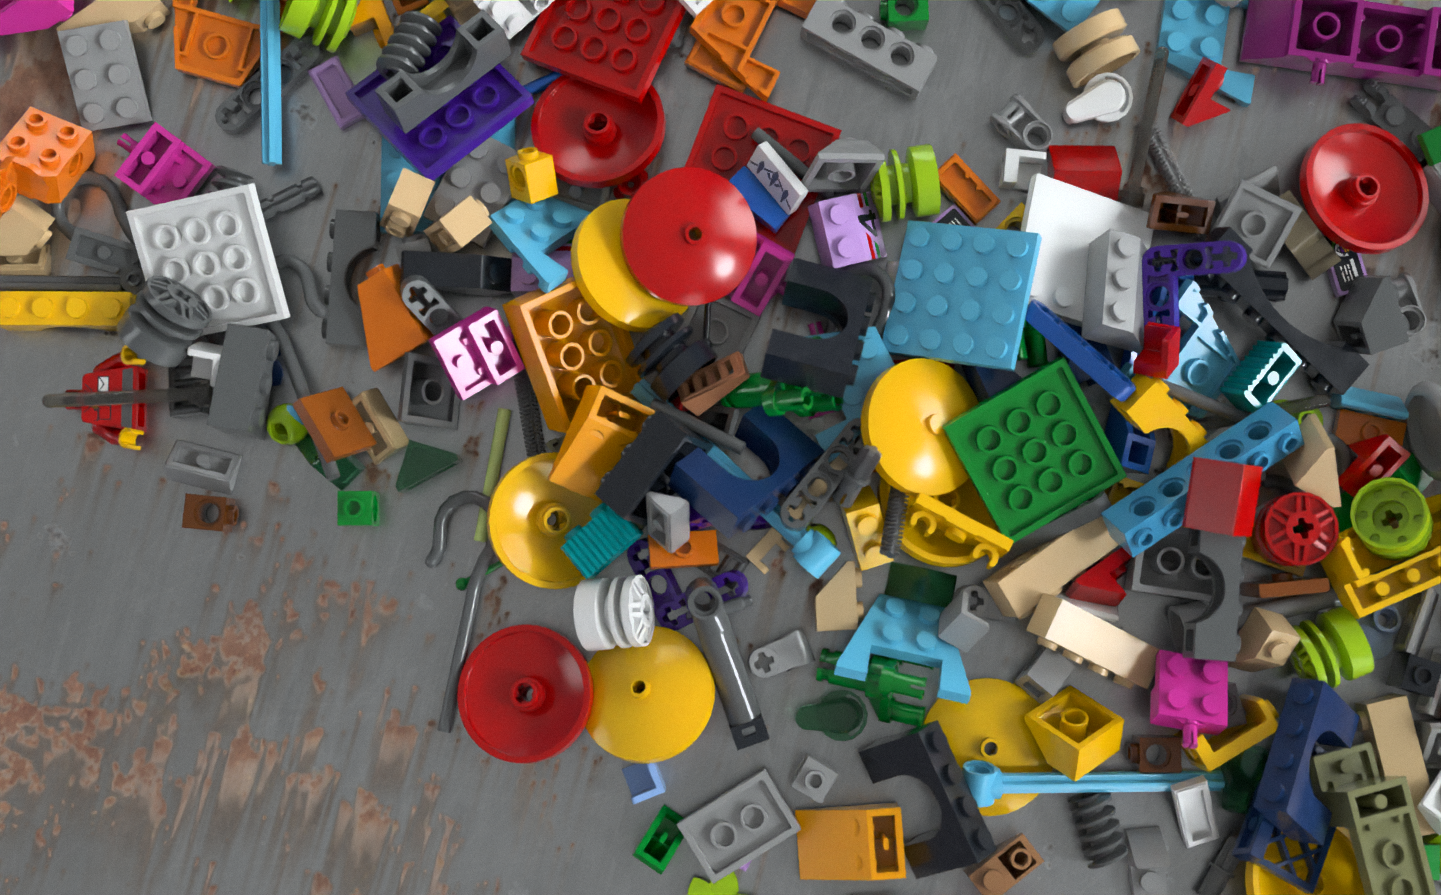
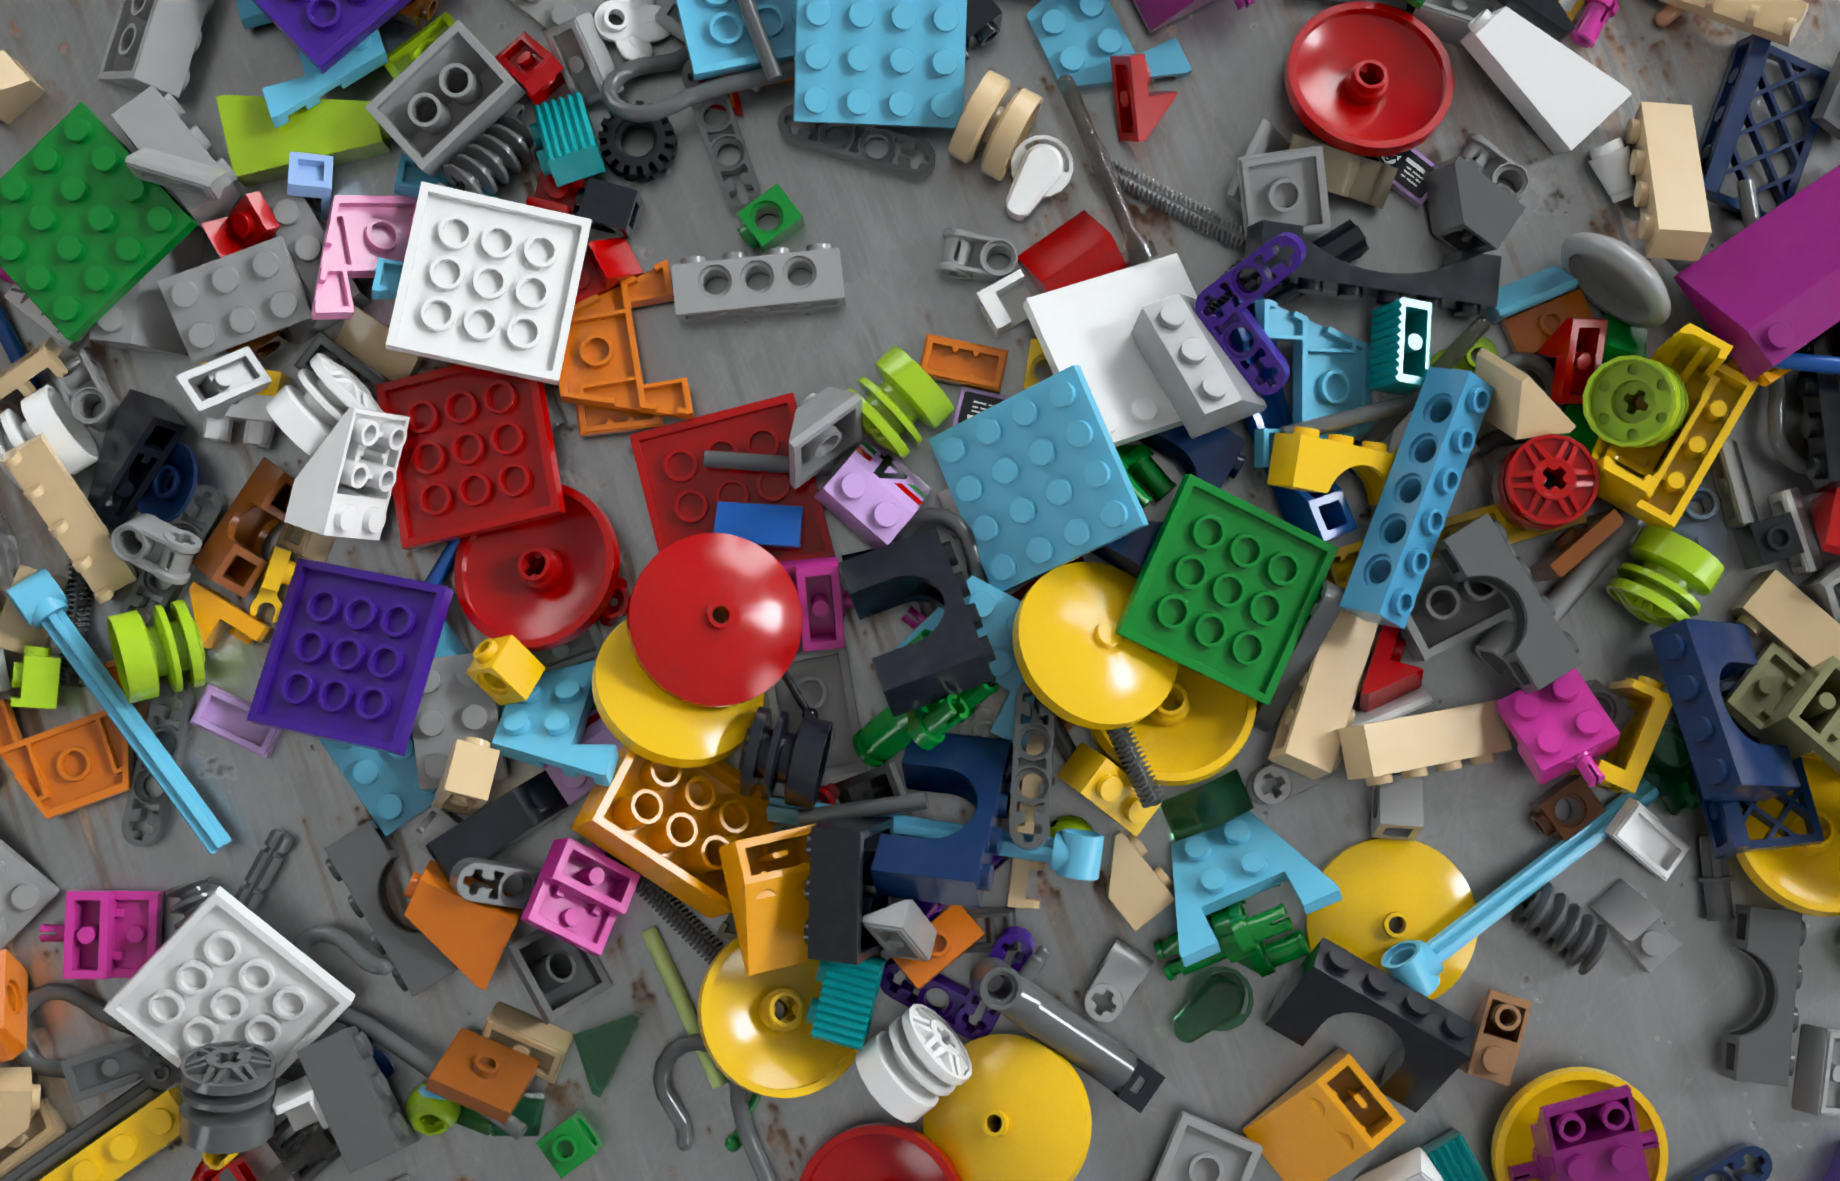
camera: 35 degrees left, 0 degrees up
(406, 204) = (395, 792): tan slope -> none
(408, 44) = (278, 630): dark grey piece -> none
(475, 51) = (353, 583): dark grey arch -> none
(705, 388) = (843, 764): nougat slope -> none
(777, 178) = (762, 491): white tile -> none
(813, 778) = (1238, 1084): light grey brick -> none
(857, 475) = (1064, 745): dark grey axle -> none
(959, 528) = (1206, 724): yellow plate -> none
(960, 626) = (1279, 823): light grey panel -> none
(1075, 732) = (1470, 846): yellow slope -> none
(1079, 351) = (1200, 456): blue beam -> none
(1159, 351) = (1283, 398): red panel -> none
(1180, 213) = (1200, 235): reddish brown slope -> none
(1222, 497) = (1451, 505): red slope -> none
(1265, 641) = (1595, 615): tan slope -> none

